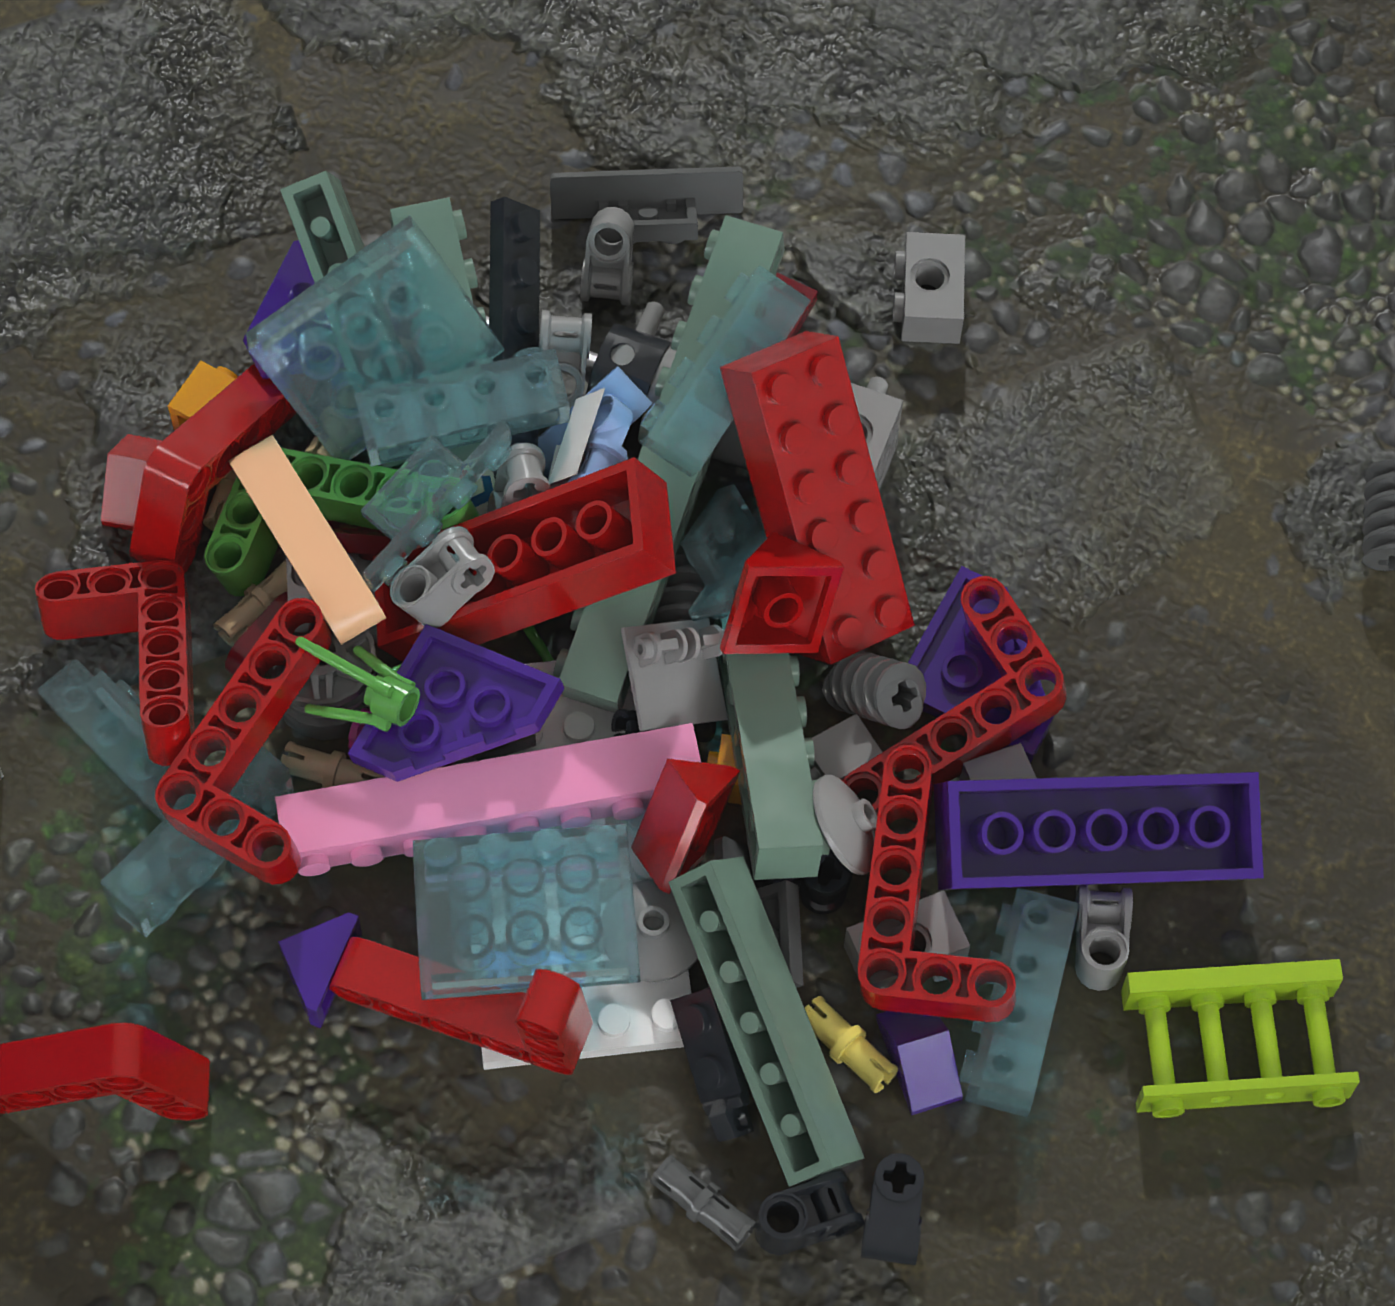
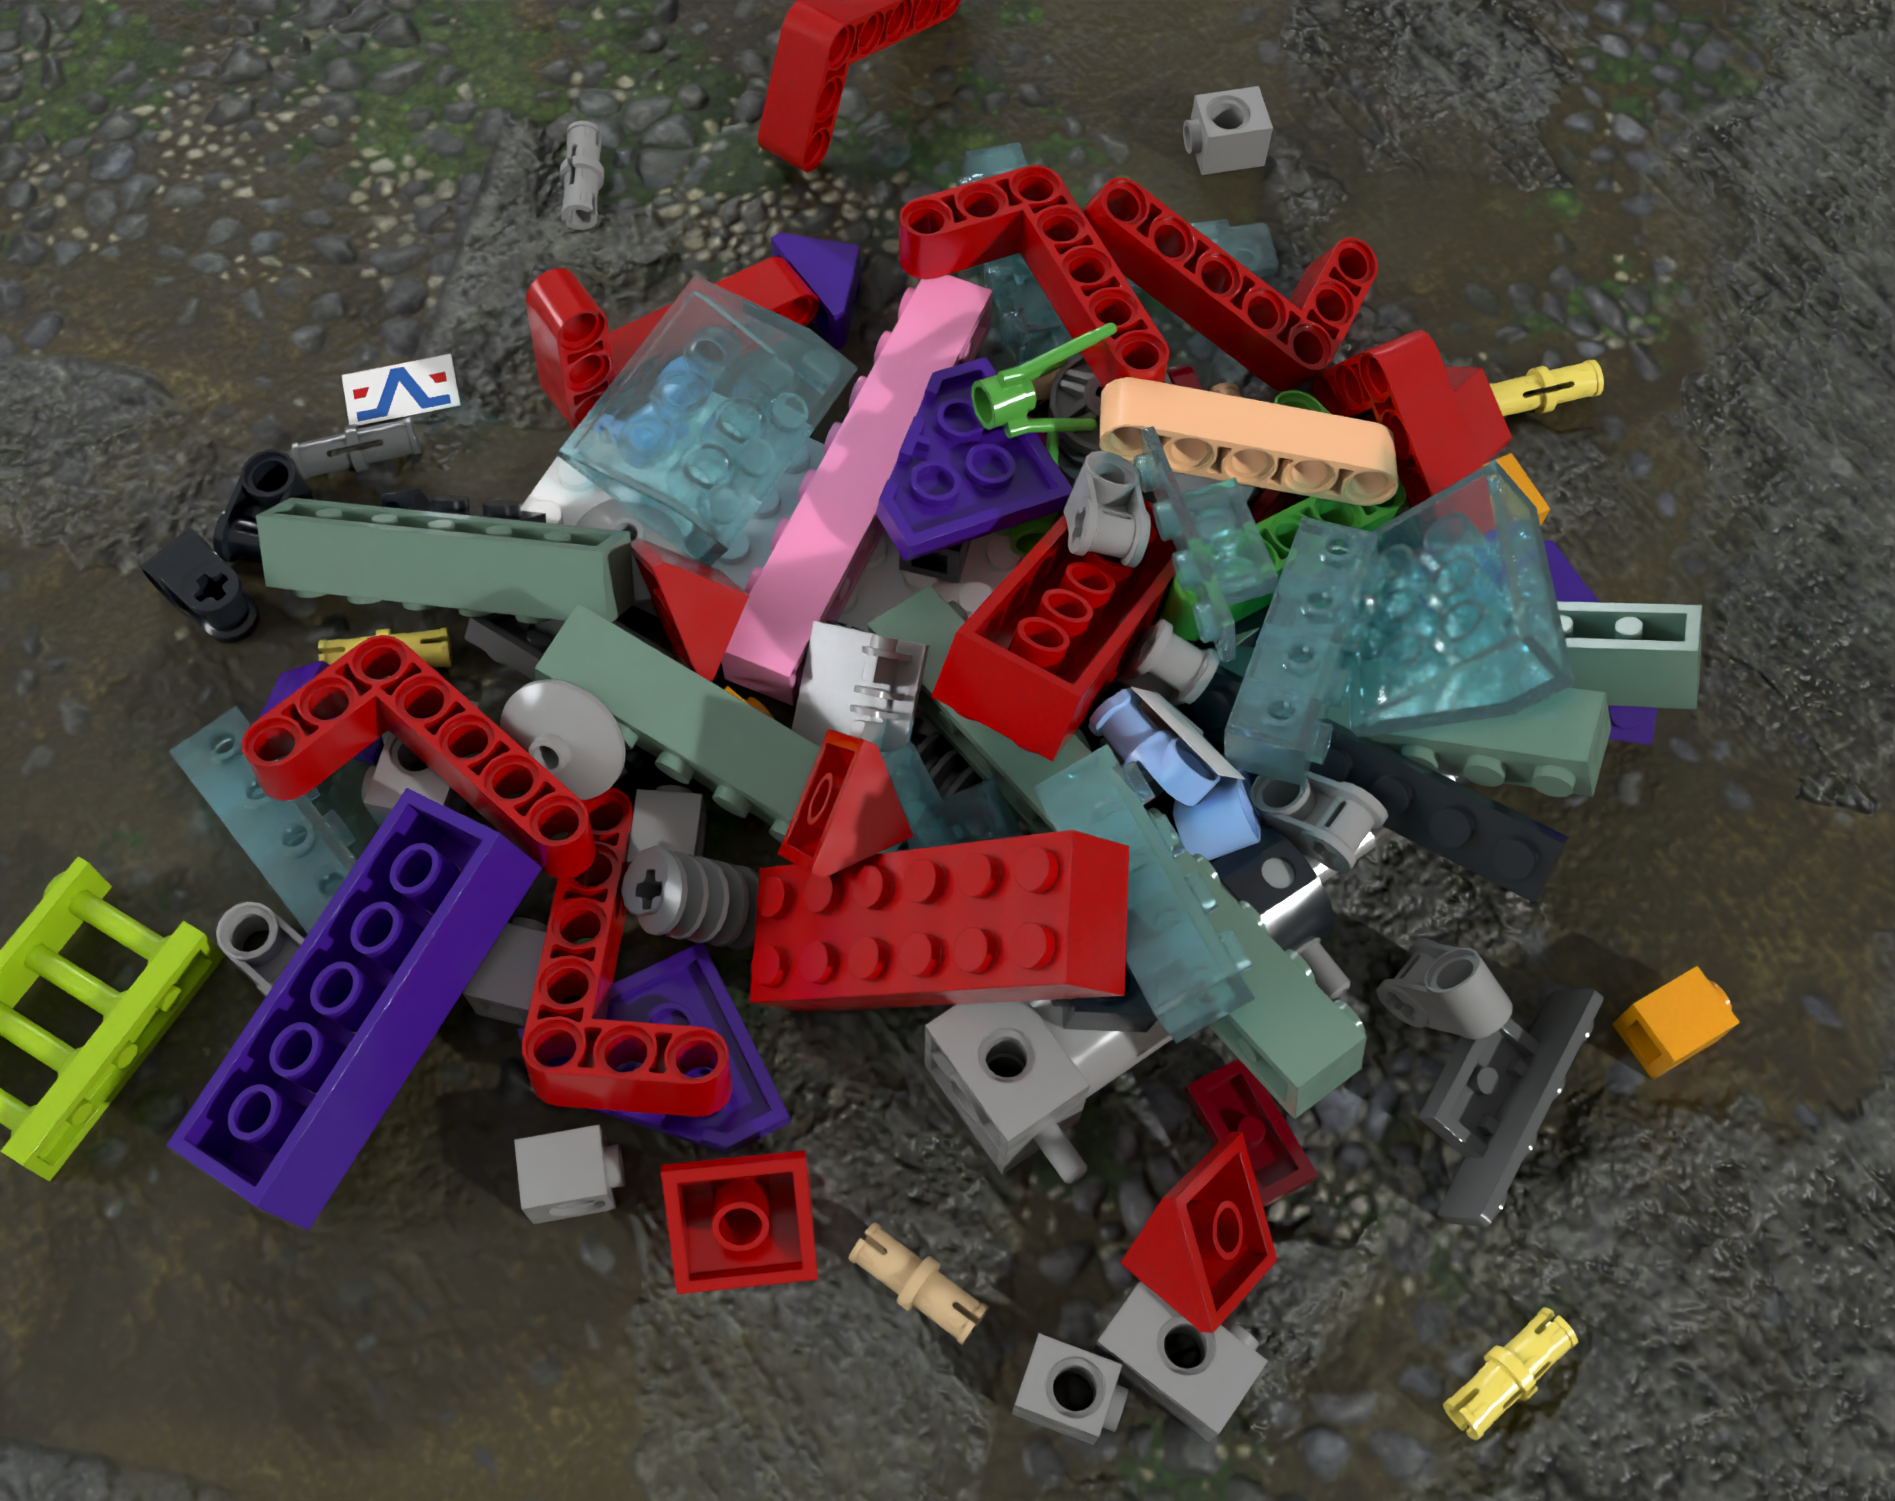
camera: 125 degrees right, 0 degrees up
(71, 430) = (1574, 383): none -> light yellow pin
(363, 1208) = (581, 175): none -> light grey pin
(531, 137) = (1676, 1022): none -> light orange brick
(625, 1225) = (400, 390): none -> white sticker
(809, 130) = (1510, 1373): none -> light yellow pin
(865, 302) = (1206, 1238): none -> red slope
(992, 348) = (1036, 1395): none -> light grey brick
(997, 445) = (918, 1283): none -> tan pin
(1037, 557) = (740, 1221): none -> red slope
(1092, 665) = (568, 1174): none -> light grey brick

